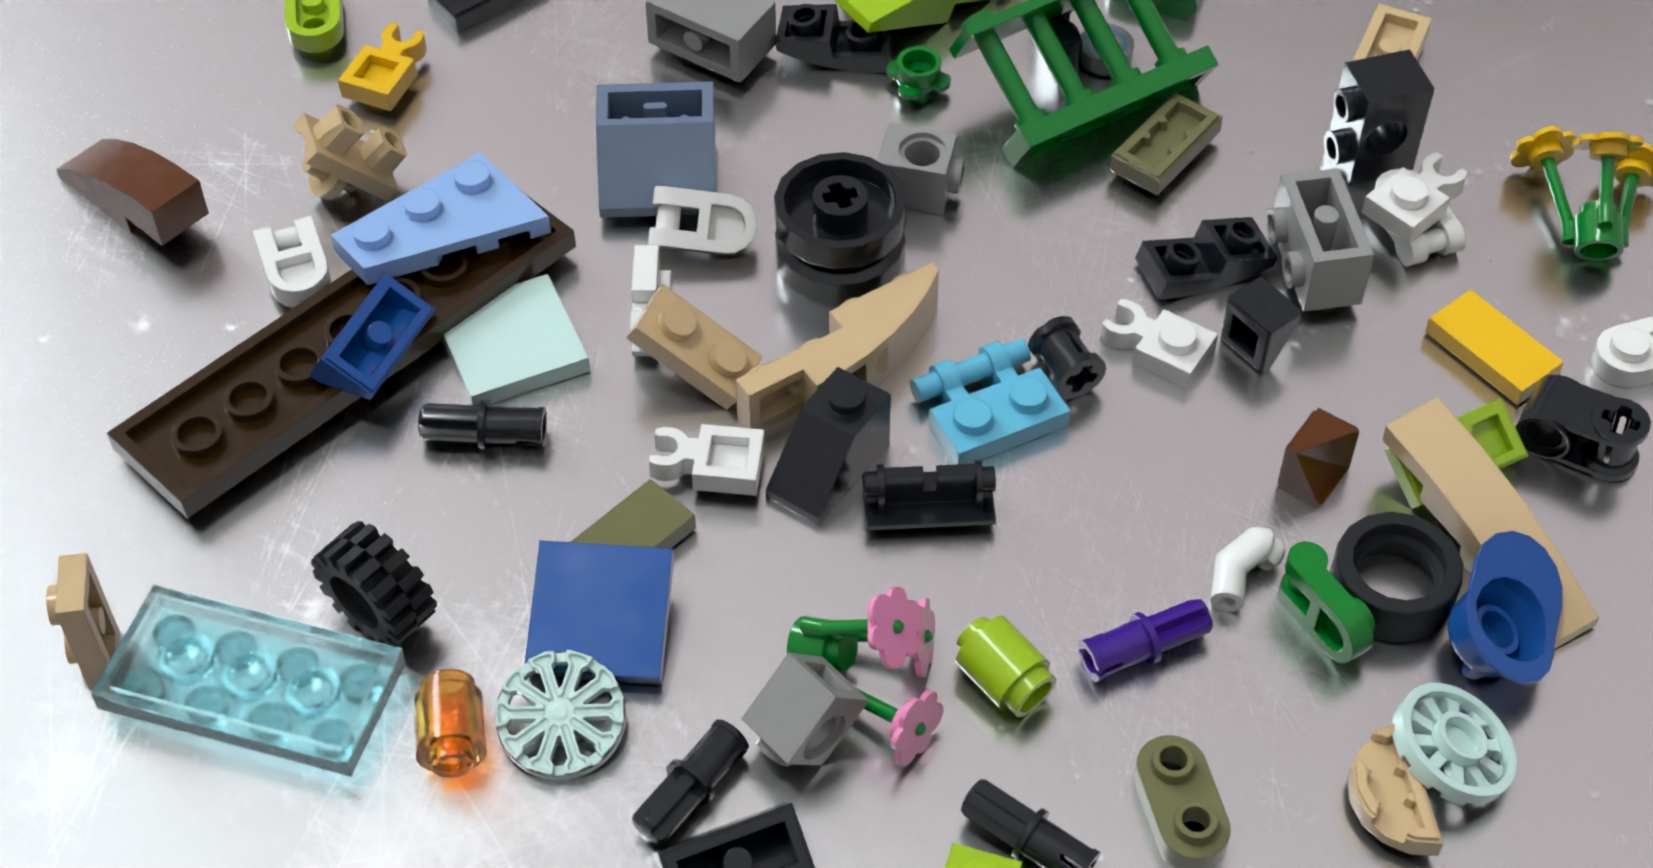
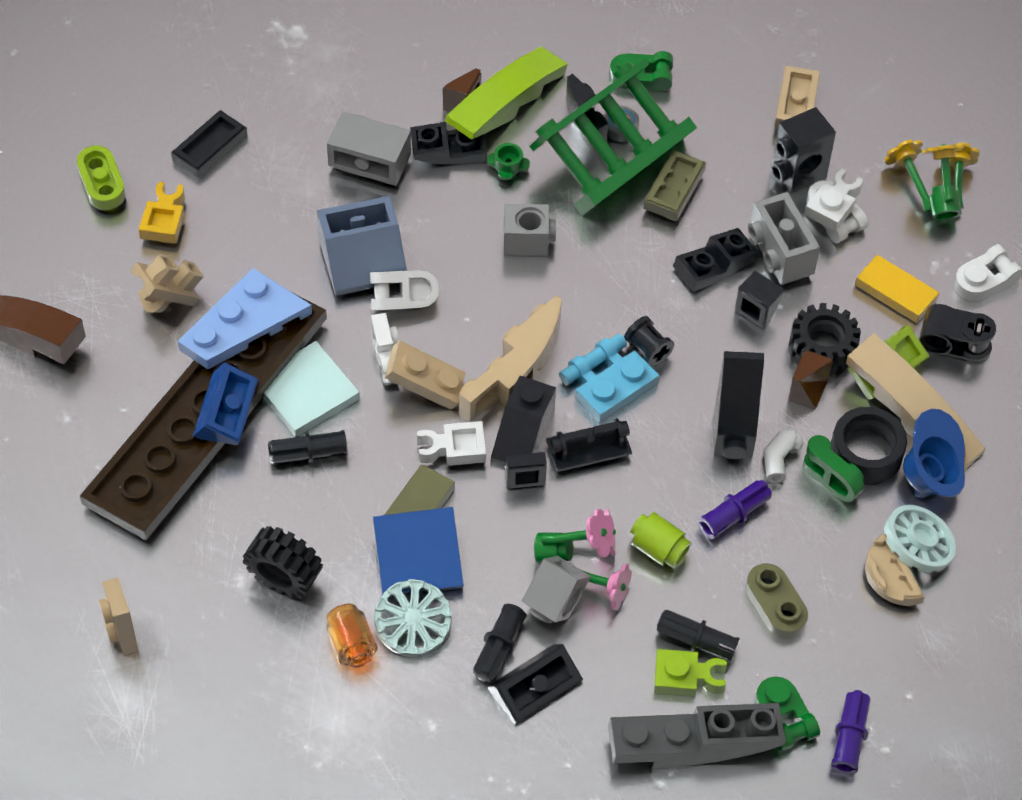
camera: 15 degrees left, 5 degrees up
(250, 680) = (222, 632): clear light blue plate -> none
(293, 261) = (157, 369): white plate -> none
(812, 516) = (525, 470): none -> black tile
(839, 227) = (491, 280): black wheel -> none
(1162, 346) = (704, 322): white plate -> none
(1181, 466) = (737, 404): none -> black slope
(1359, 375) = (827, 322): none -> black tyre

